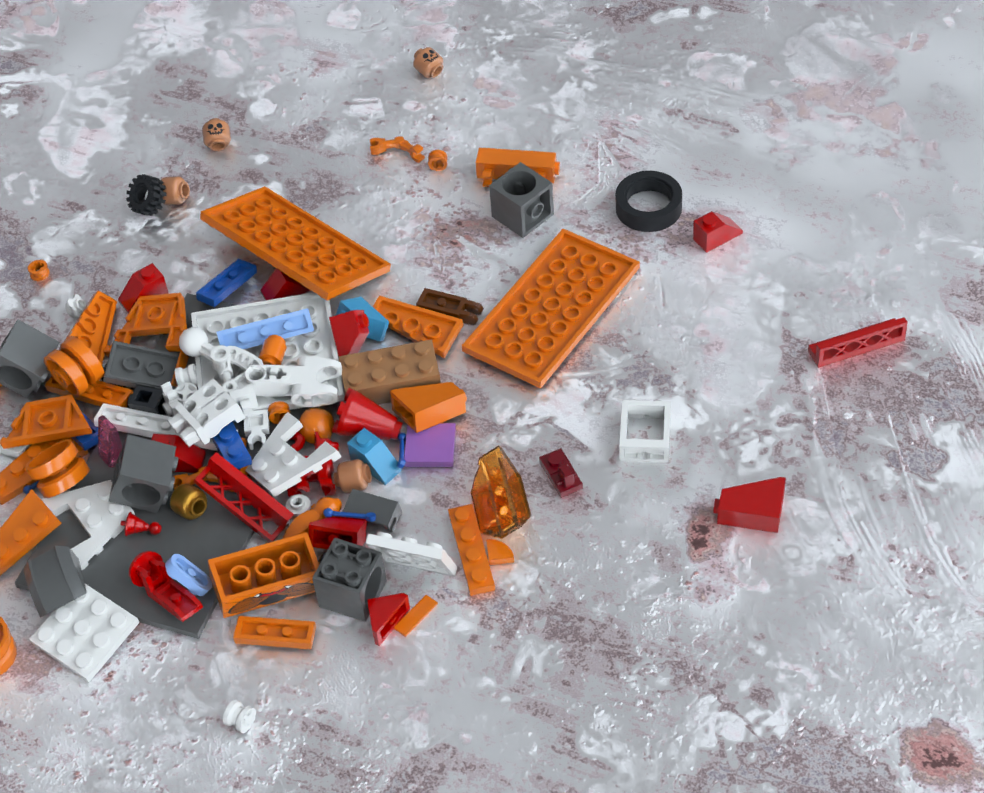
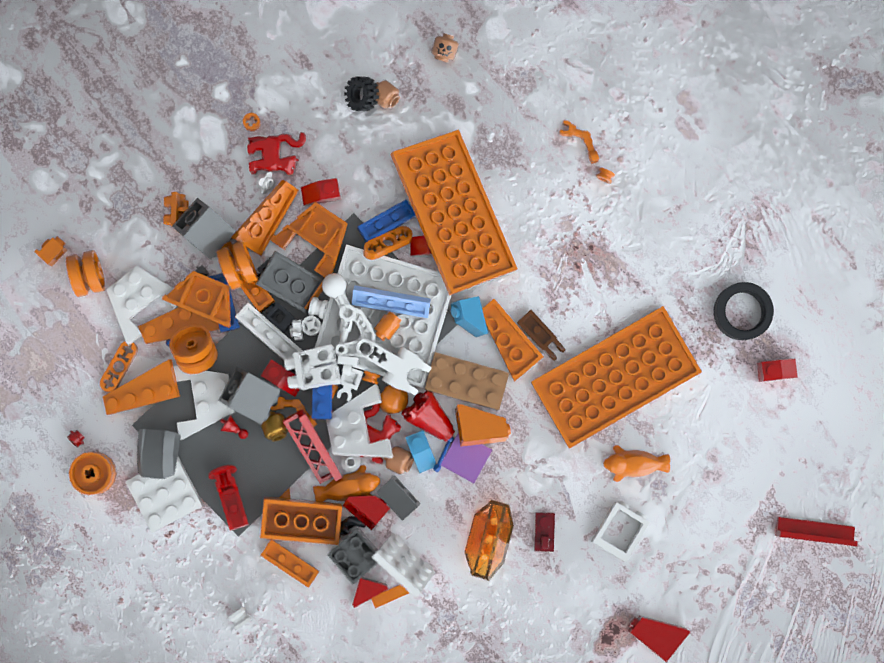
camera: 15 degrees right, 35 degrees up
(68, 277) = (270, 150): none -> red animal
(108, 441) = (238, 346): clear pink slope -> none
(188, 575) = (247, 492): light blue plate -> none
(236, 295) = (383, 249): none -> orange beam
(349, 331) = (452, 332): red slope -> none
(368, 516) = (392, 509): blue hinge -> none
(428, 62) = (651, 57): nougat head -> none
(471, 550) = (451, 563): orange plate -> none
(494, 163) = (662, 217): orange brick -> none
(499, 552) = (466, 577): orange tile -> none
(521, 199) = (638, 279): dark grey brick -> none
(622, 368) = (635, 463): none -> orange animal

